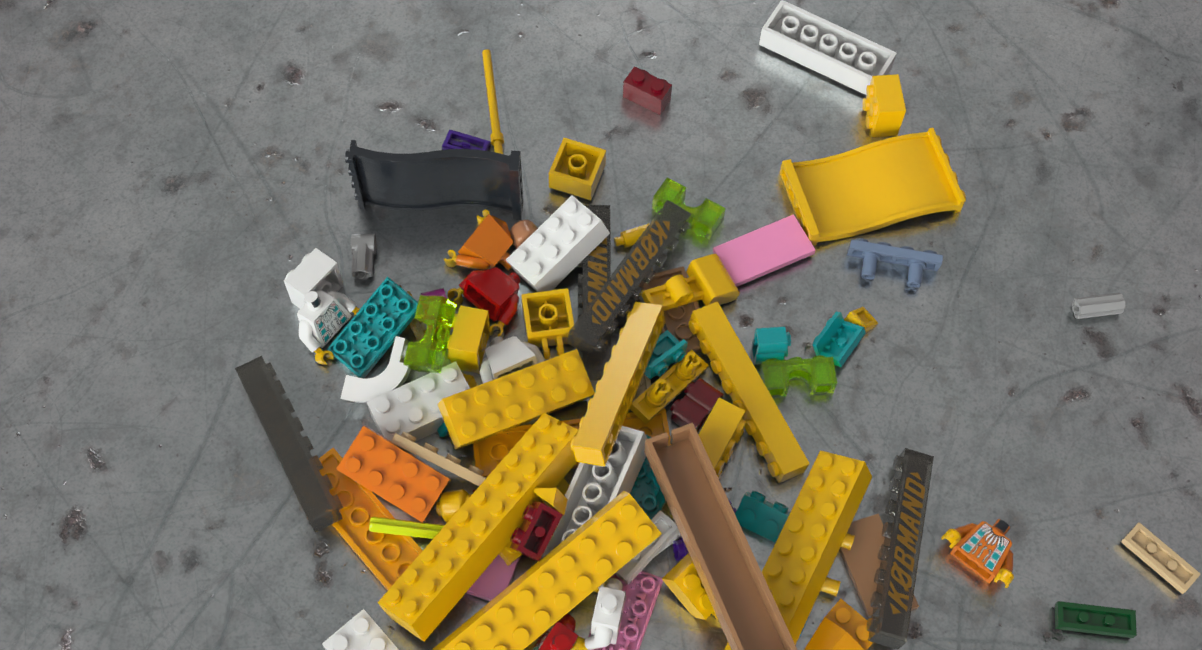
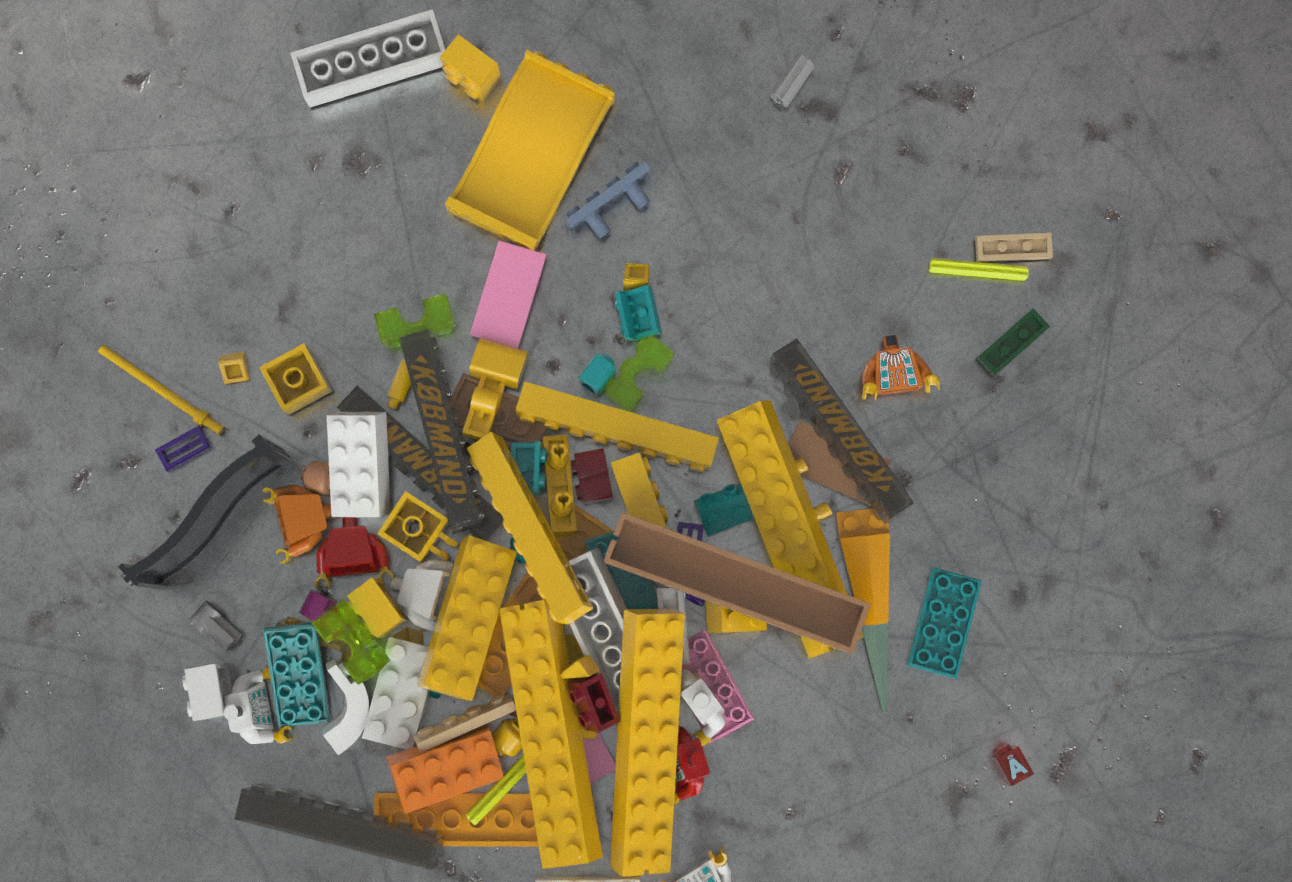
camera: 45 degrees left, 20 degrees up
(548, 133) = (233, 367): none -> yellow slope
(647, 90) = (271, 248): dark red brick -> none
(1118, 547) = (978, 269): none -> neon yellow axle

